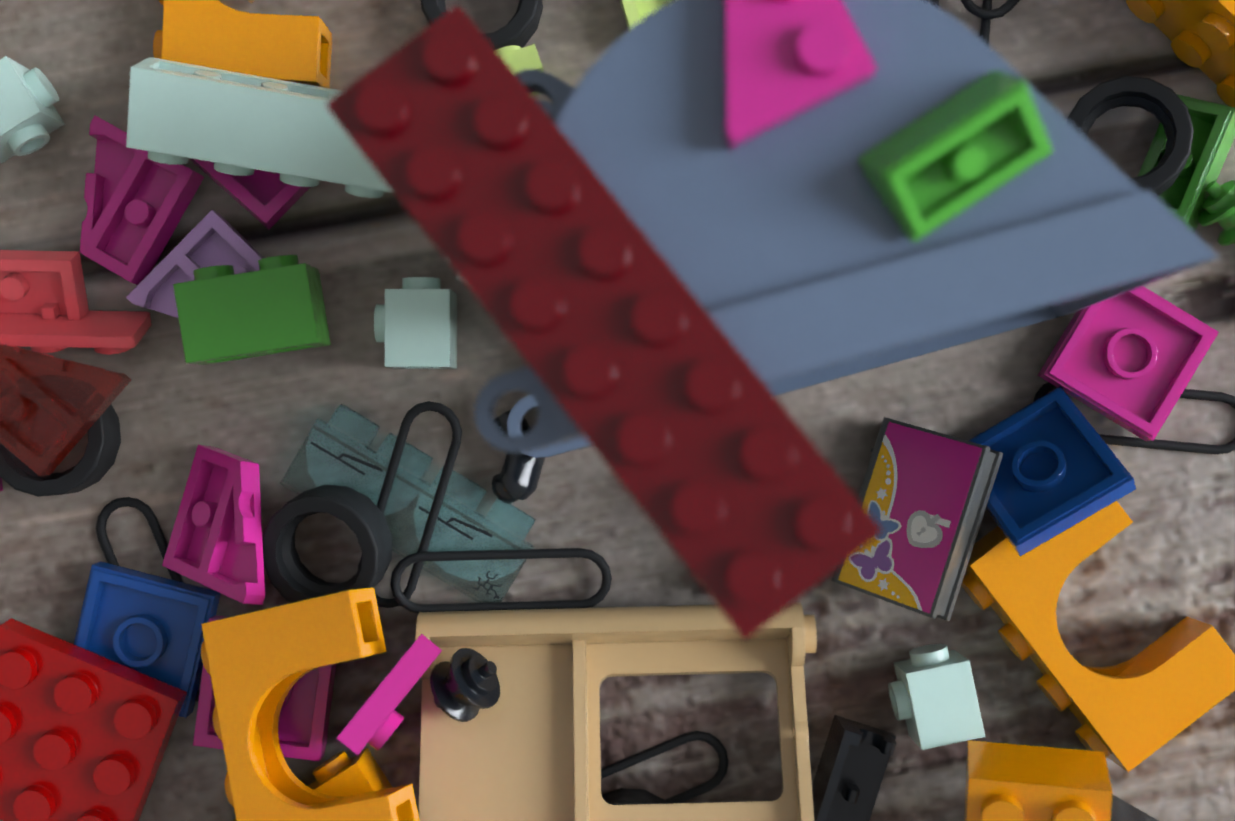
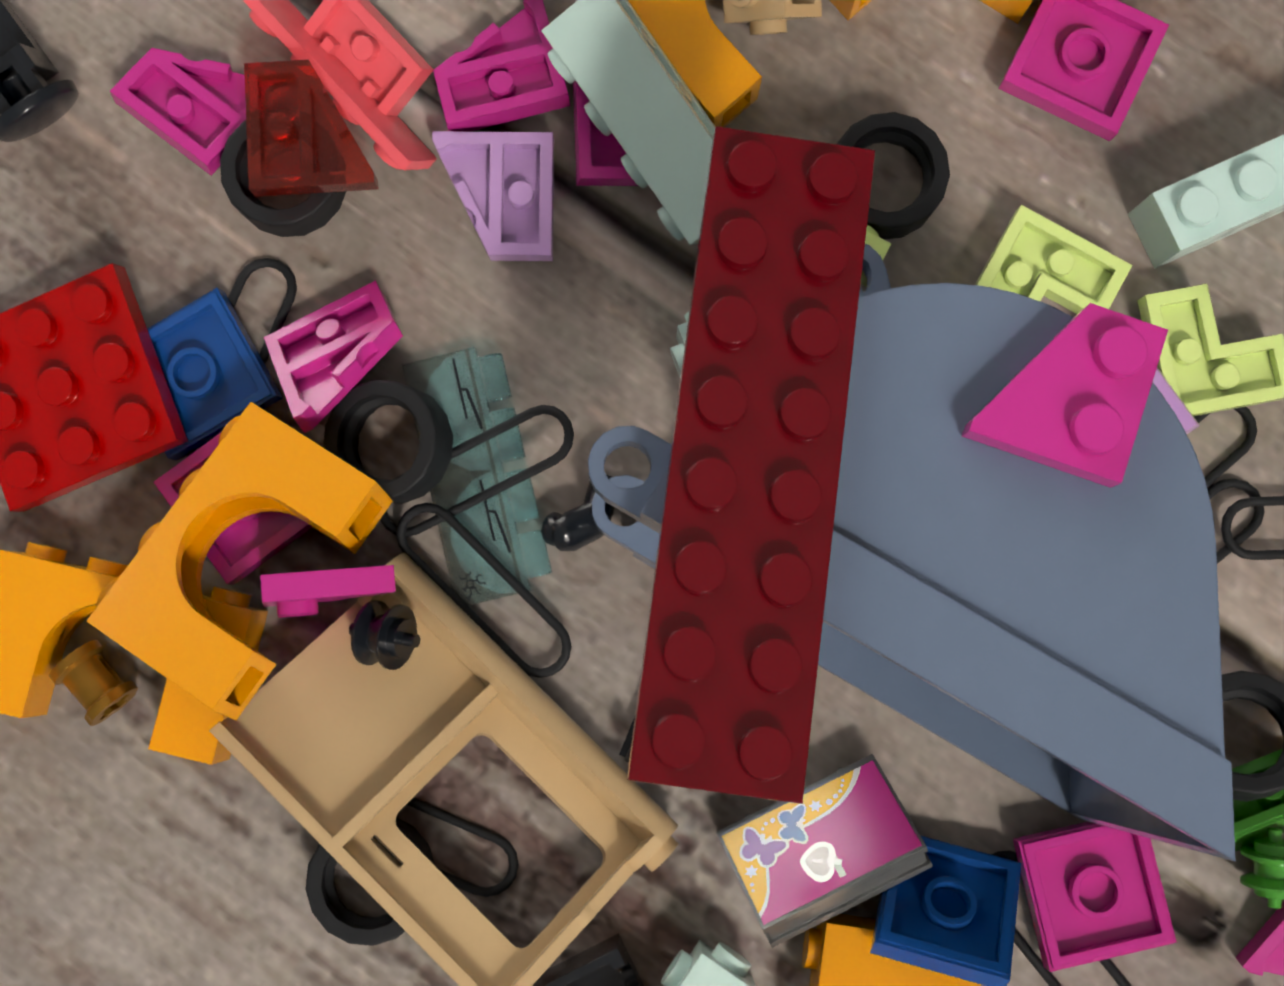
camera: 50 degrees right, 5 degrees down
(251, 312) = (508, 226): bright green brick -> none
(418, 325) = (611, 354): light aqua brick -> none
(957, 153) = (1119, 599): bright green slope -> none

